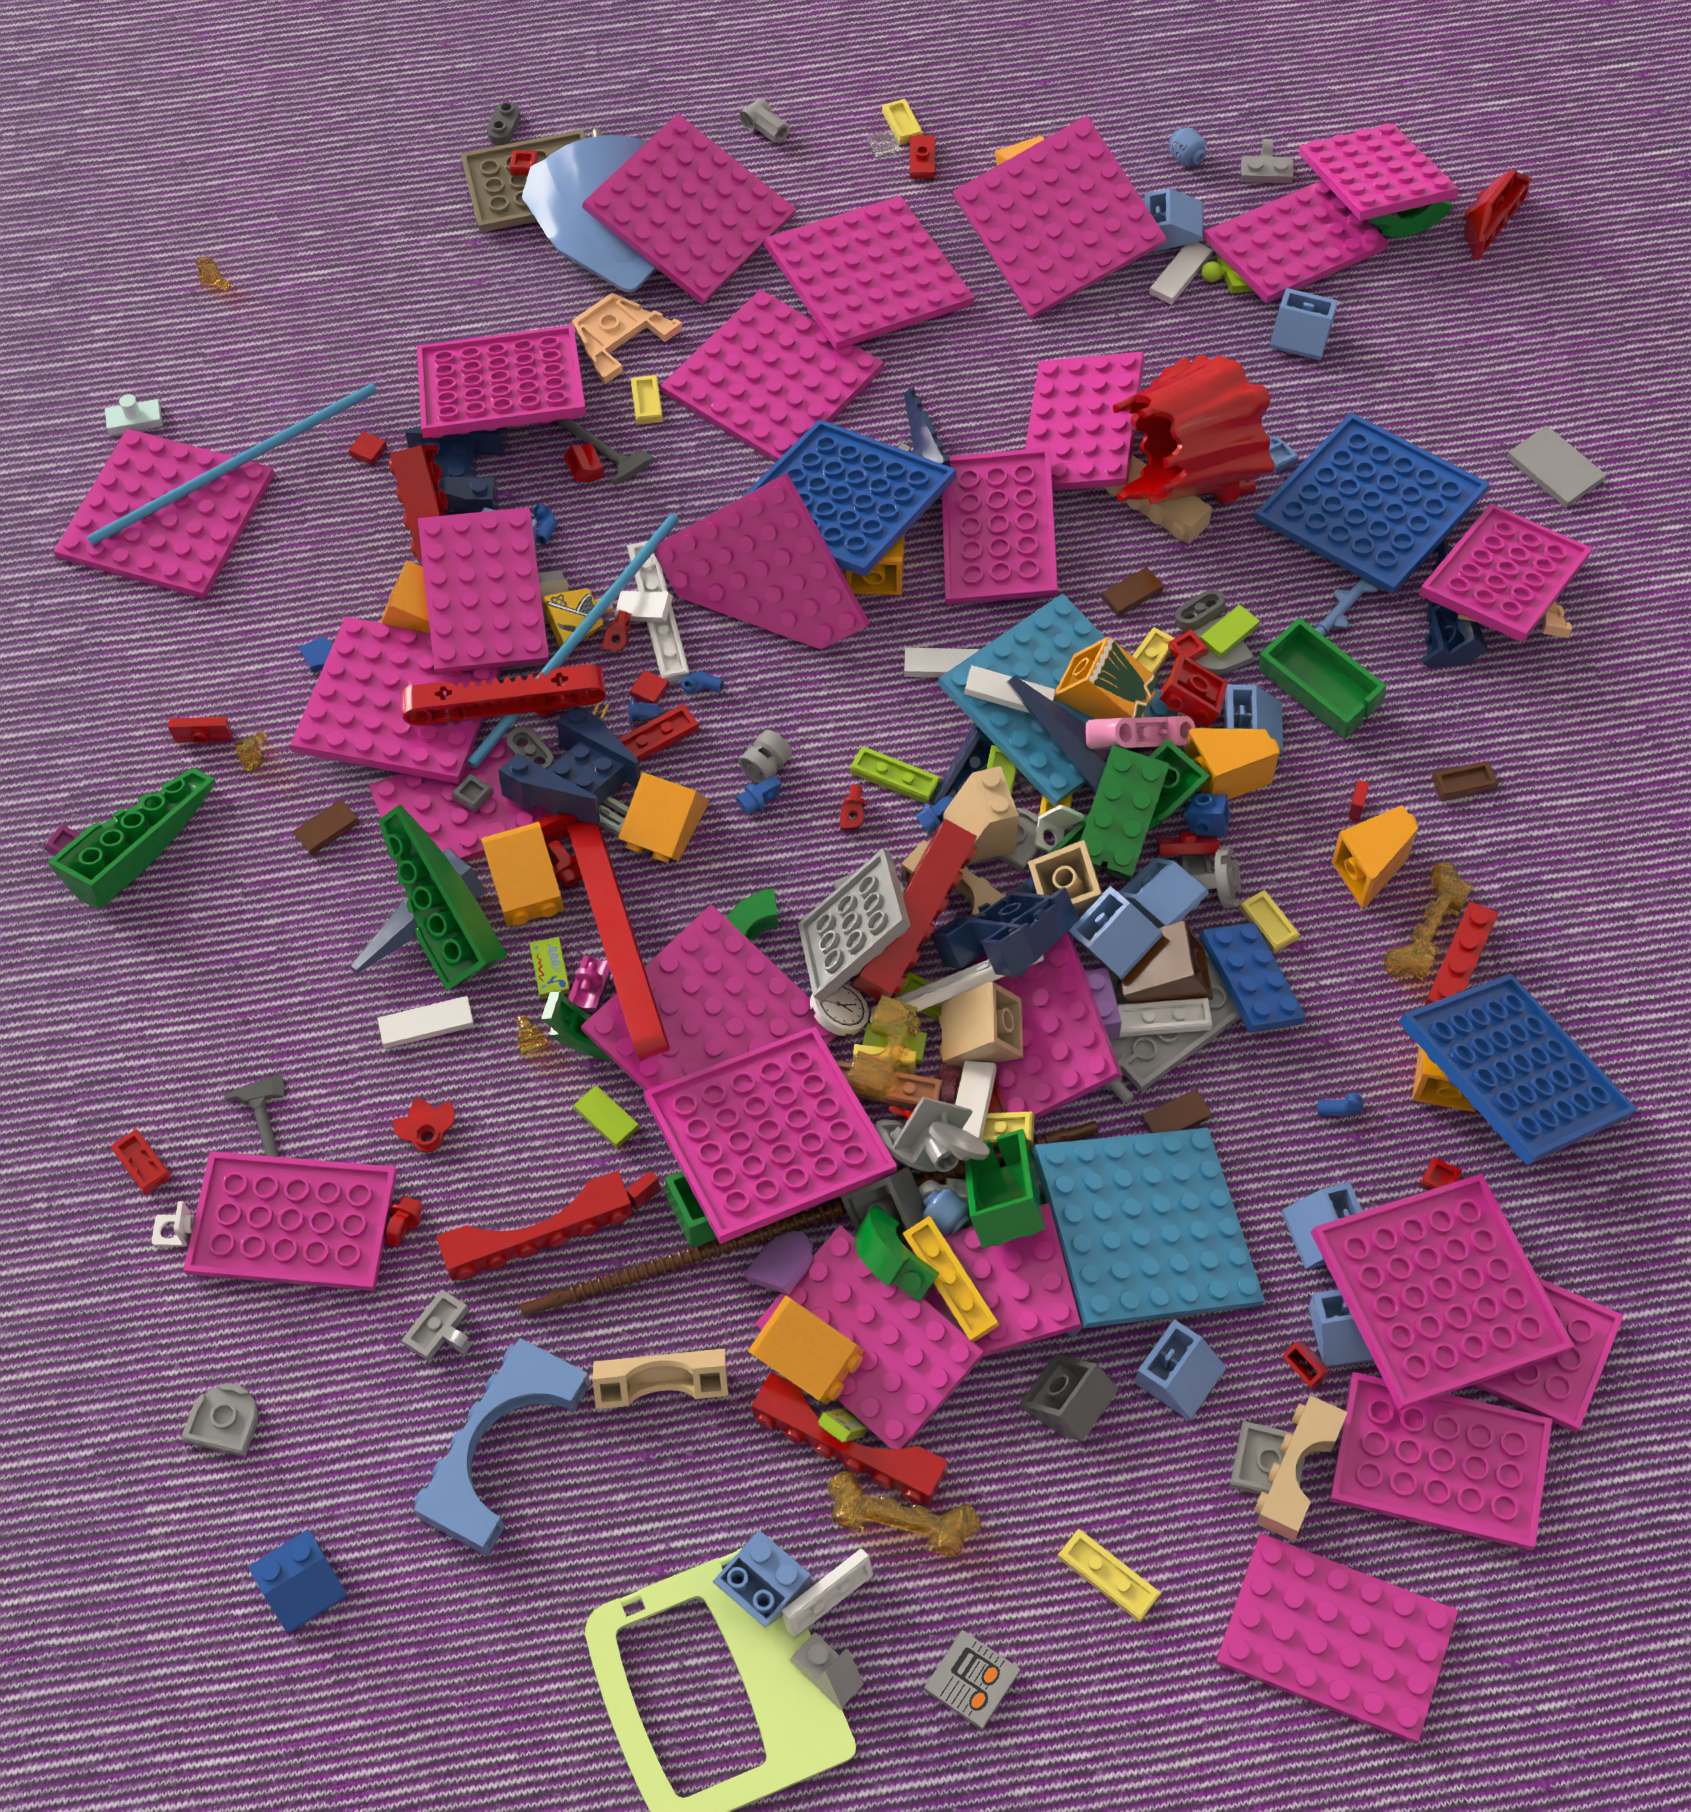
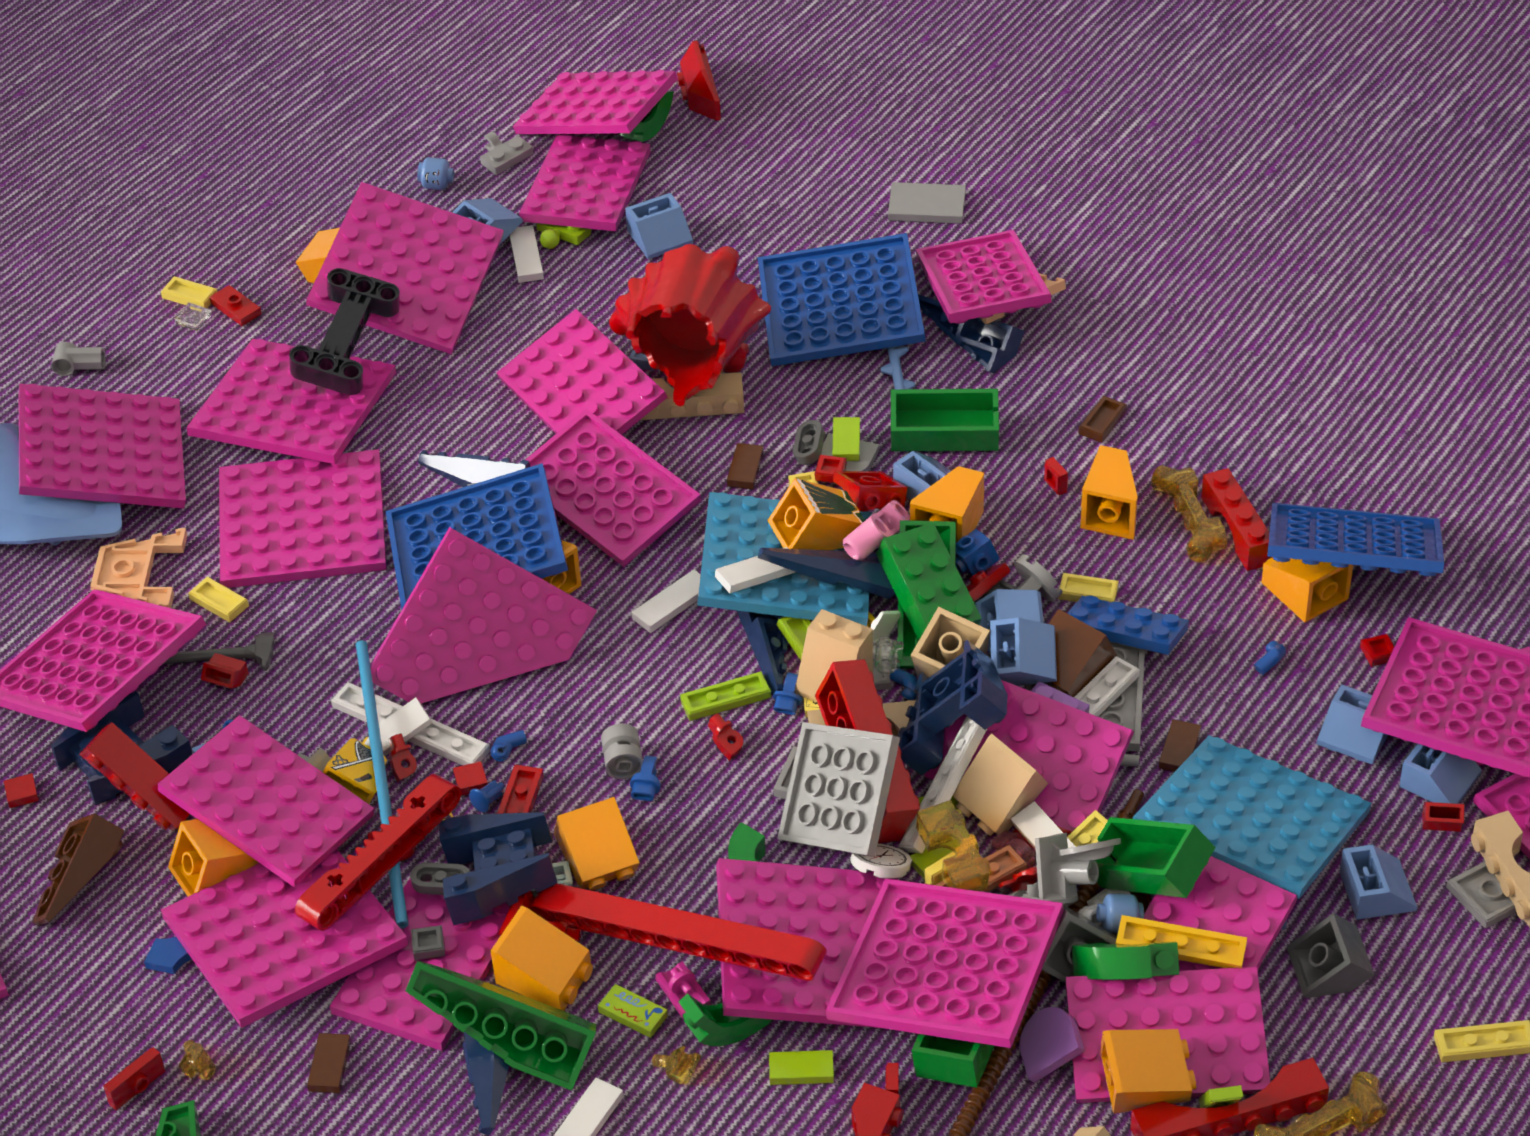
camera: 45 degrees left, 15 degrees down
(350, 532) = (81, 854): none -> reddish brown wedge
(947, 240) = (331, 363): none -> black beam
(1034, 844) = (886, 655): none -> clear brick

